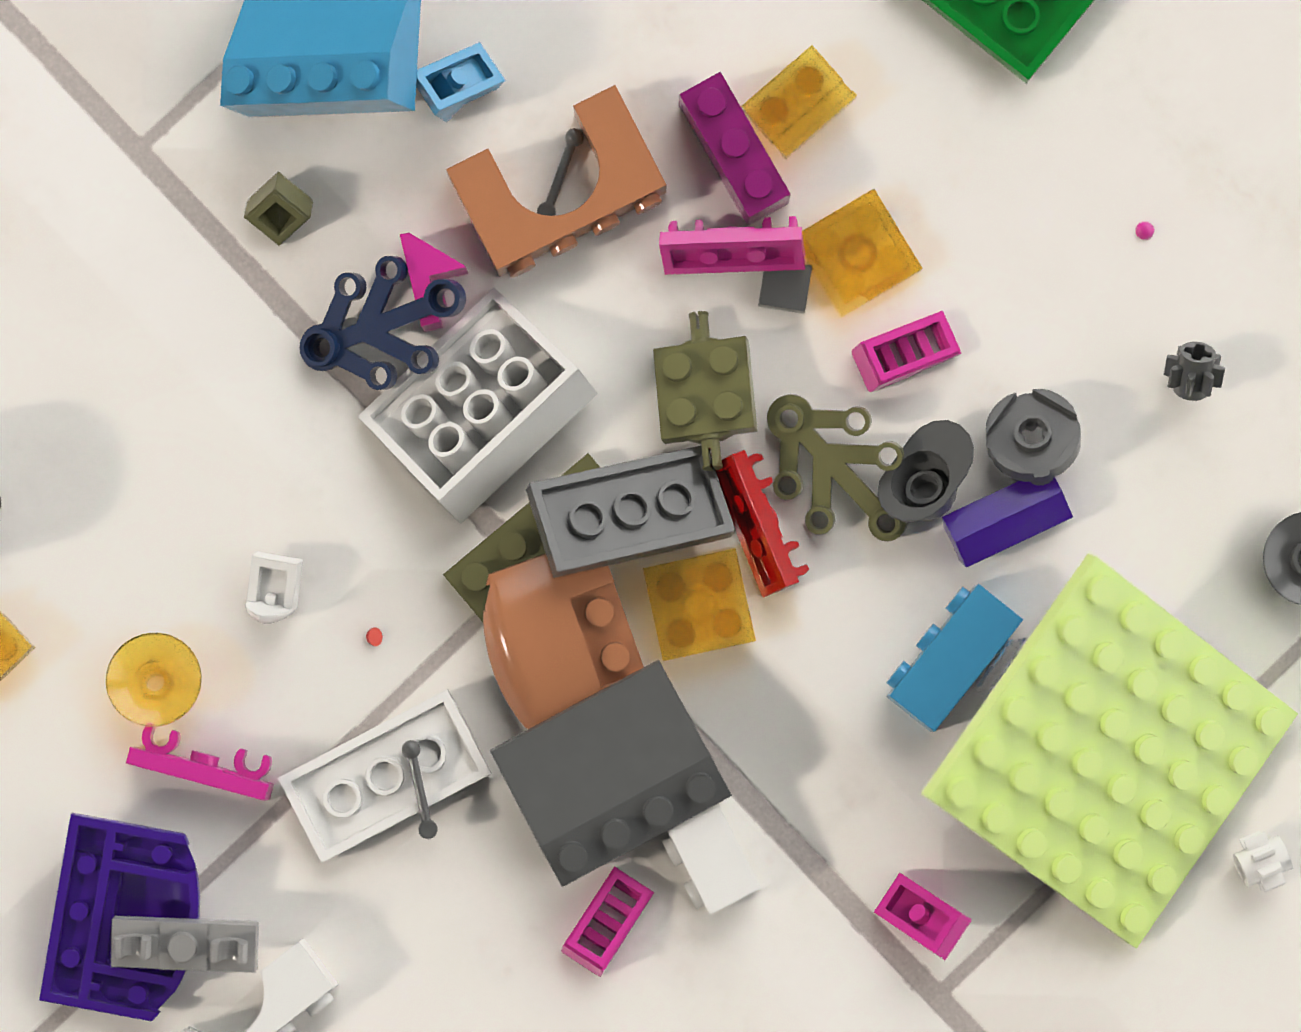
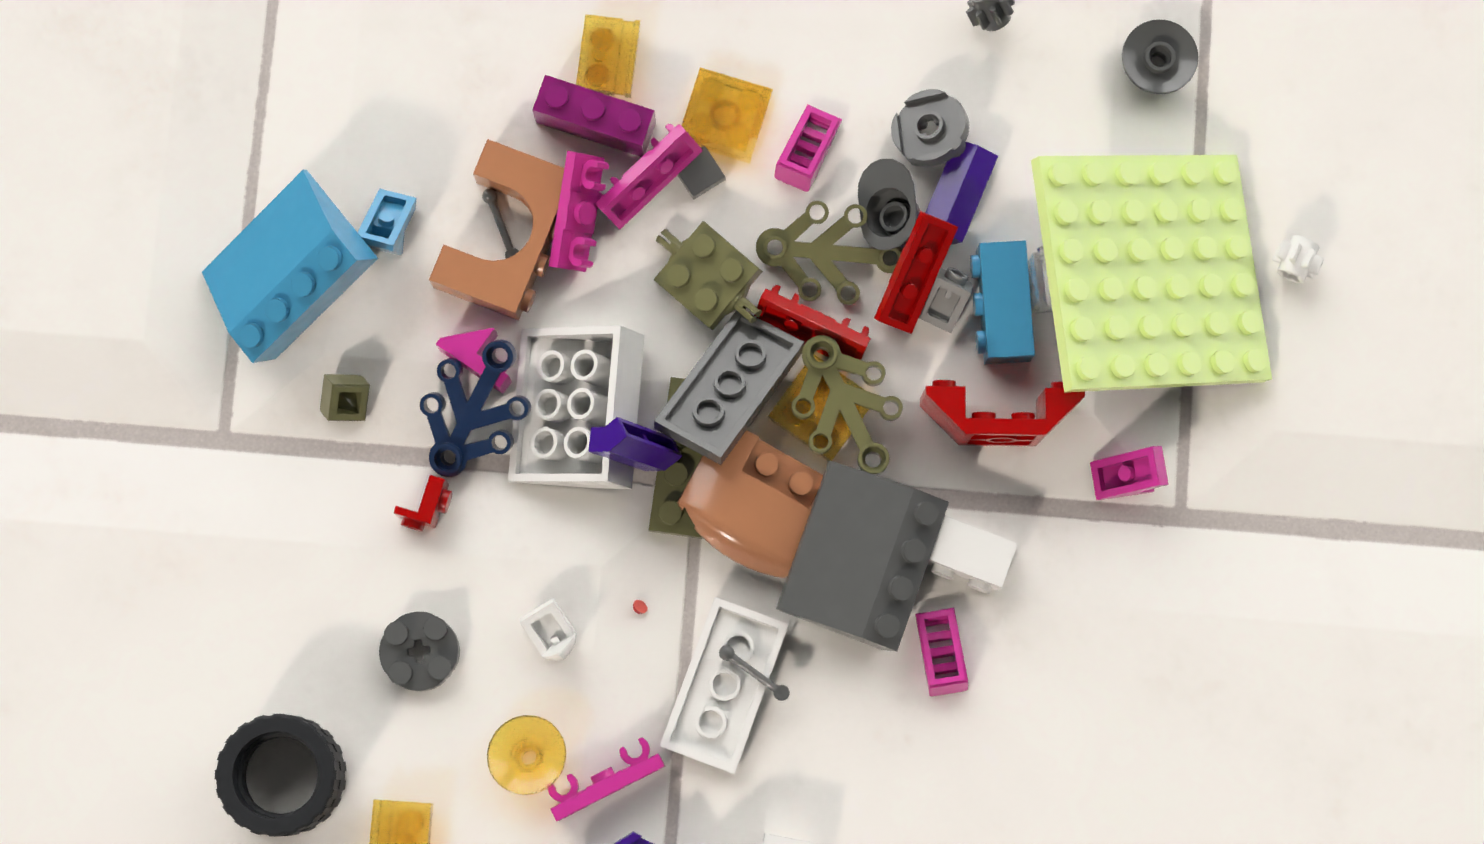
camera: 45 degrees left, 5 degrees down
(147, 527) = (401, 637): none -> dark grey plate
(272, 377) = (434, 500): none -> red bracket
(492, 489) = (634, 445): none -> dark purple piece
(637, 225) = (577, 211): none -> dark pink plate
(723, 614) = (843, 399): none -> olive plant
(810, 709) = (947, 407): none -> red slope
(894, 558) = (915, 272): none -> red plate
(904, 605) = (947, 299): none -> light grey bracket

